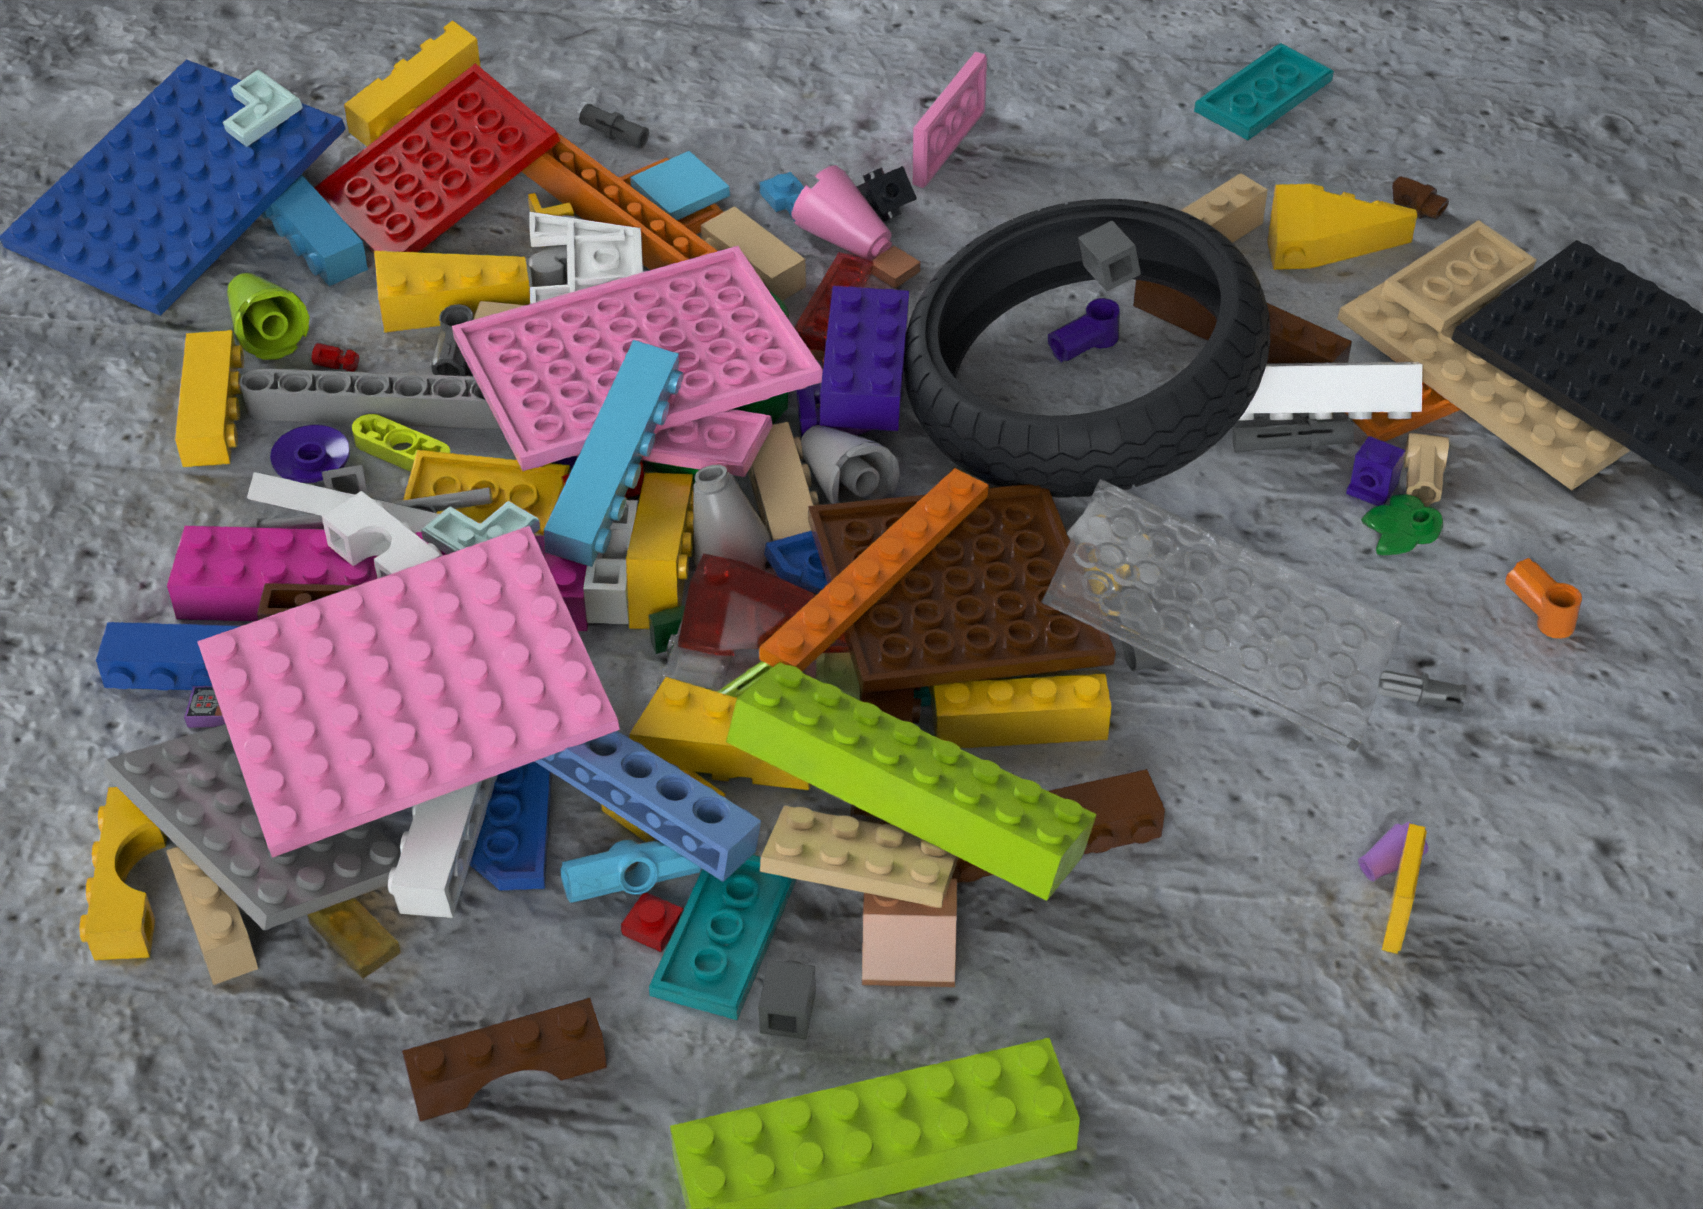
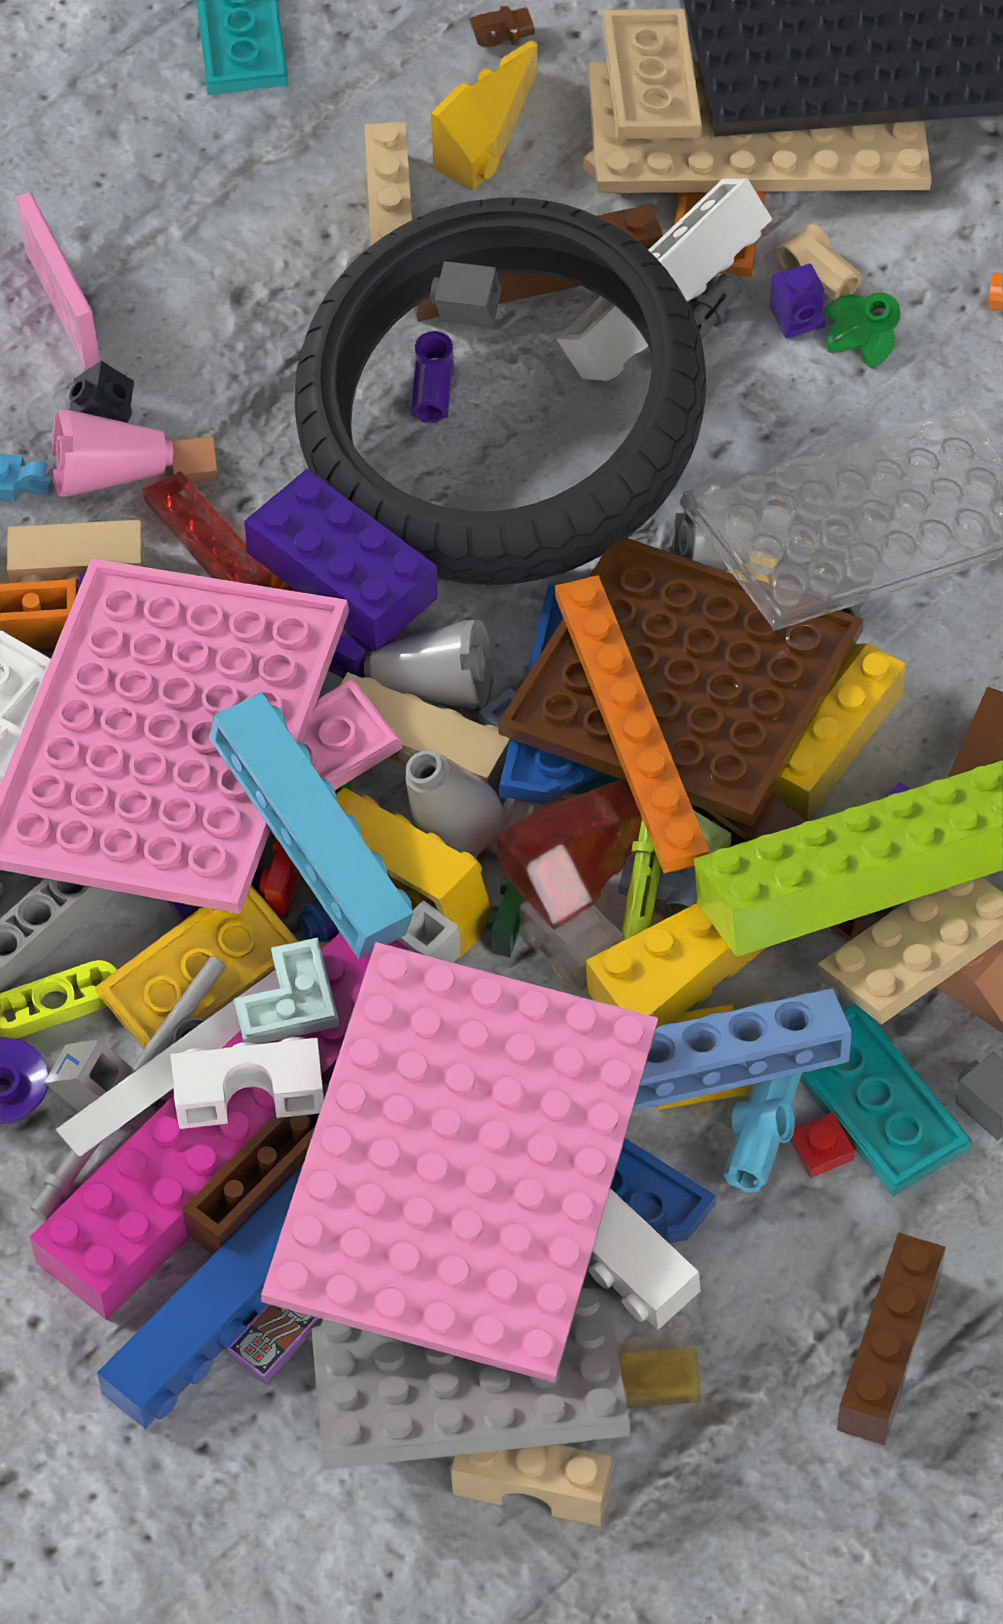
camera: 50 degrees left, 10 degrees up
(118, 916) = (472, 1557): yellow arch -> none

